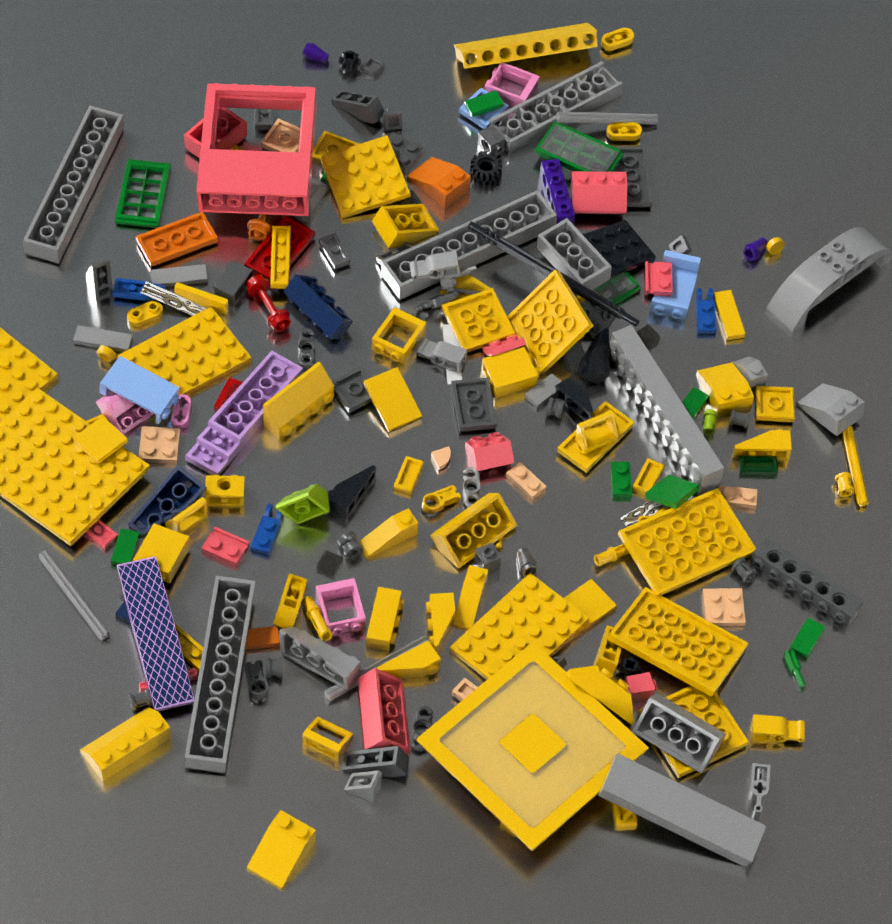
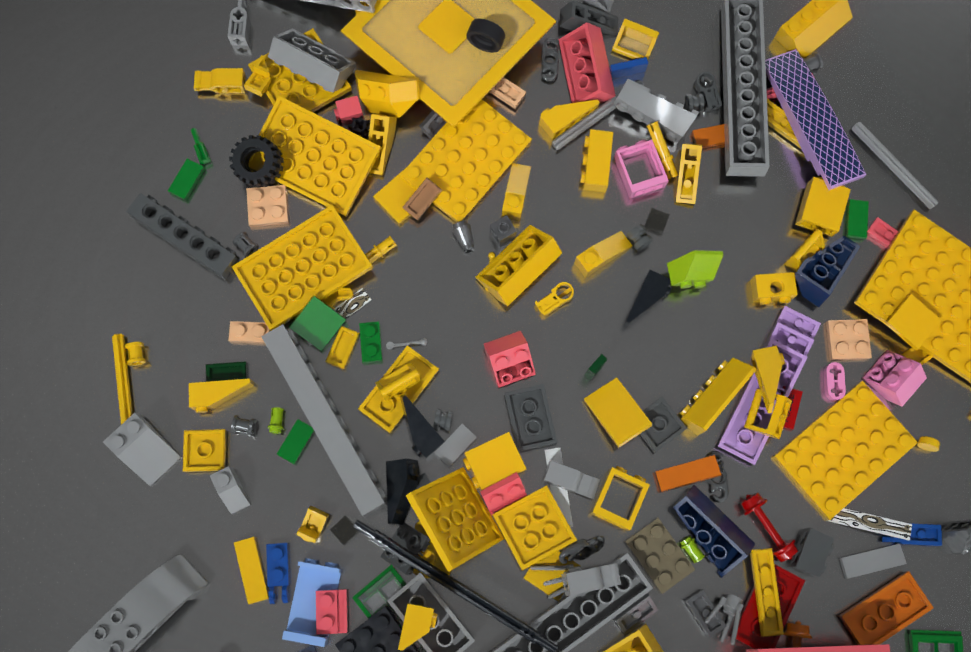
camera: 175 degrees right, 20 degrees up
(96, 337) = (936, 466): light grey tile -> none
(141, 387) = (887, 387): light blue panel -> none
(145, 314) = (899, 504): yellow plate -> none
(202, 298) = (843, 528): yellow tile -> none
(225, 546) = (760, 230): coral plate -> none
(241, 384) = (777, 419): none -> yellow tile
(251, 405) = (768, 365): none -> yellow slope
(266, 532) = (725, 242): blue hinge -> none
(312, 250) = (732, 606): none -> light grey plant
(334, 349) = (688, 473): none -> orange tile
(339, 708) = (628, 67): none -> blue tile
(341, 299) = (692, 548): none -> lime pin
(367, 295) = (659, 555): none -> dark tan plate
(408, 475) = (590, 327): yellow tile -> none
(410, 431) = (595, 367): none -> dark green tile
(441, 457) = (558, 351): light nougat tile -> none
(442, 614) = (542, 171): yellow slope -> none
(475, 480) = (525, 309): light grey piece -> none
(495, 711) = (485, 35): none -> black tyre
(526, 481) = (469, 331): light nougat plate -> none
(567, 591) = (422, 198): none -> medium nougat tile
(587, 238) = (416, 624): none -> yellow slope
(602, 476) = (390, 345): none -> light grey hinge
(676, 338) = (312, 524): none -> yellow bracket
(726, 389) = (258, 466): yellow slope -> none
(734, 631) = (241, 159): none -> black tyre
(735, 721) = (259, 79): none -> yellow slope

